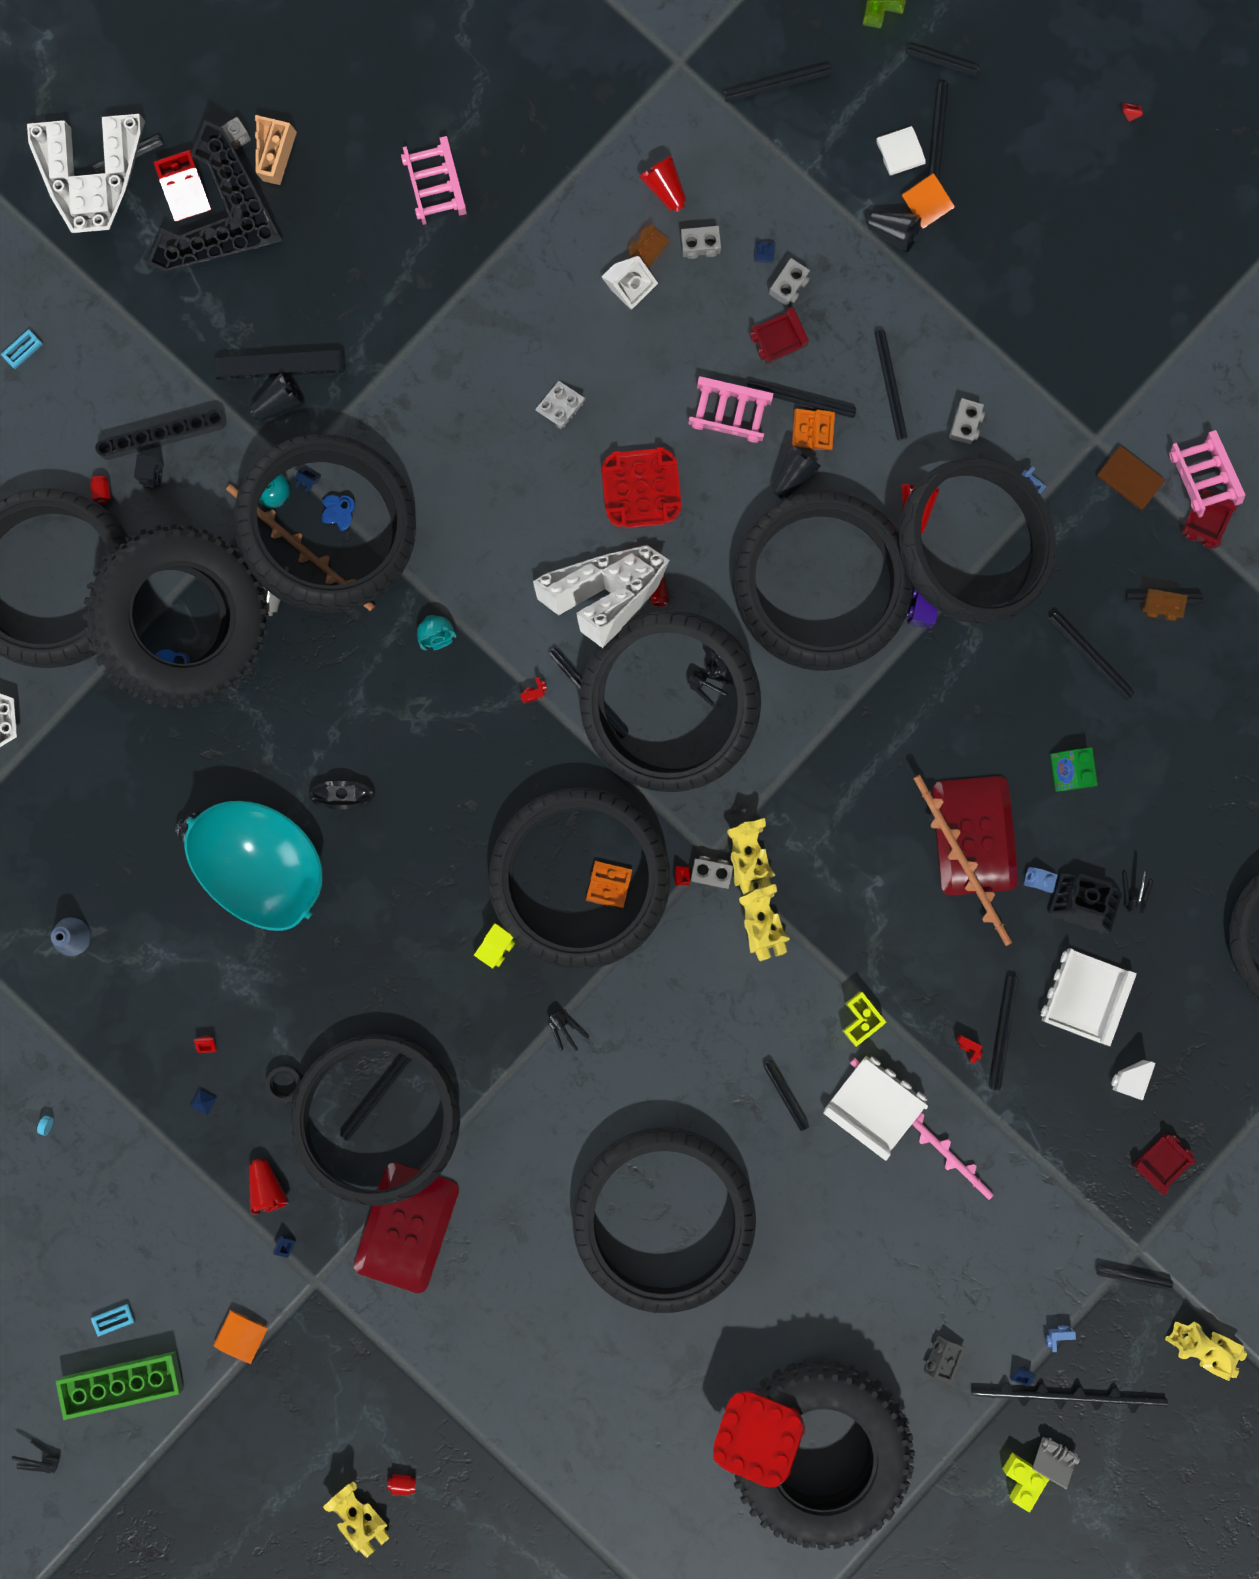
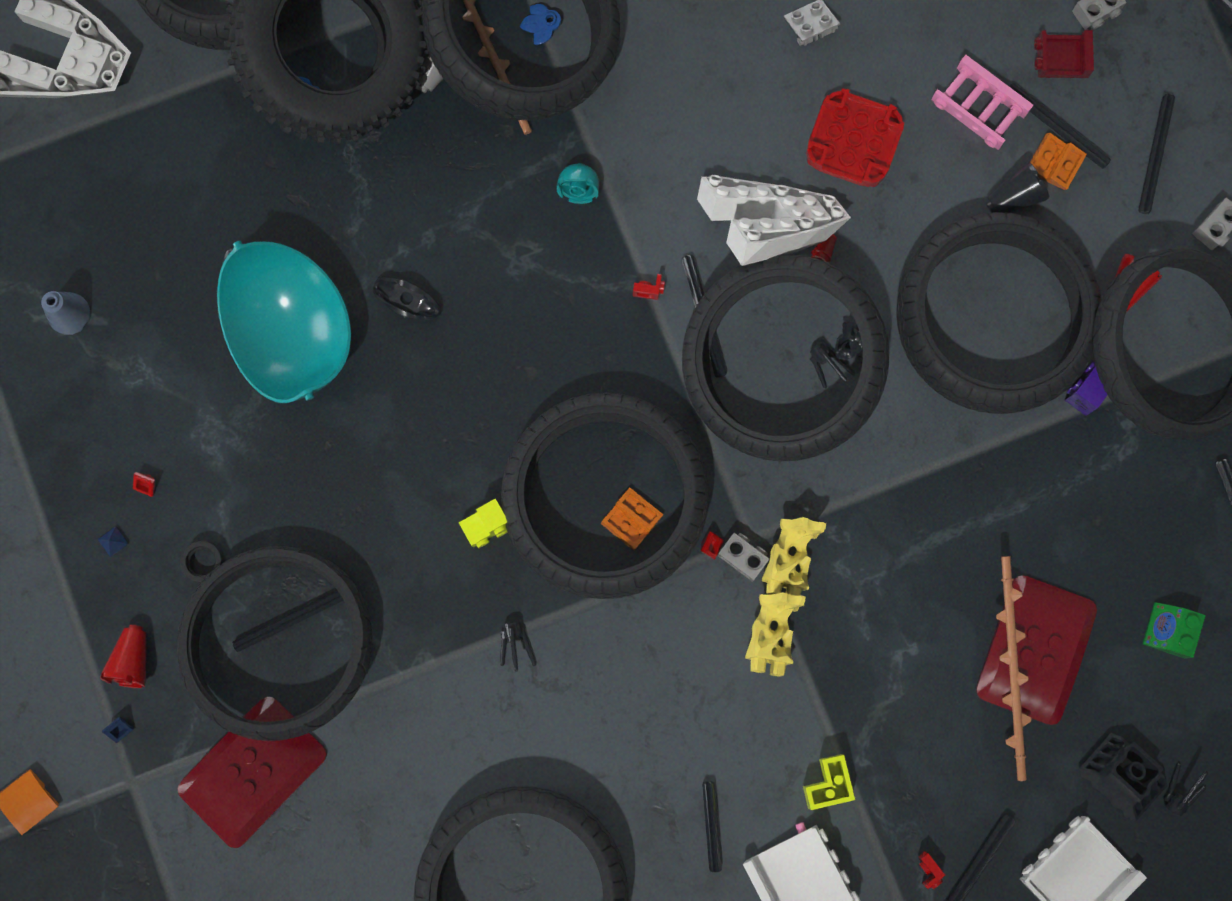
camera: 30 degrees right, 5 degrees down
(1040, 879) = (1086, 728): medium blue bracket -> none

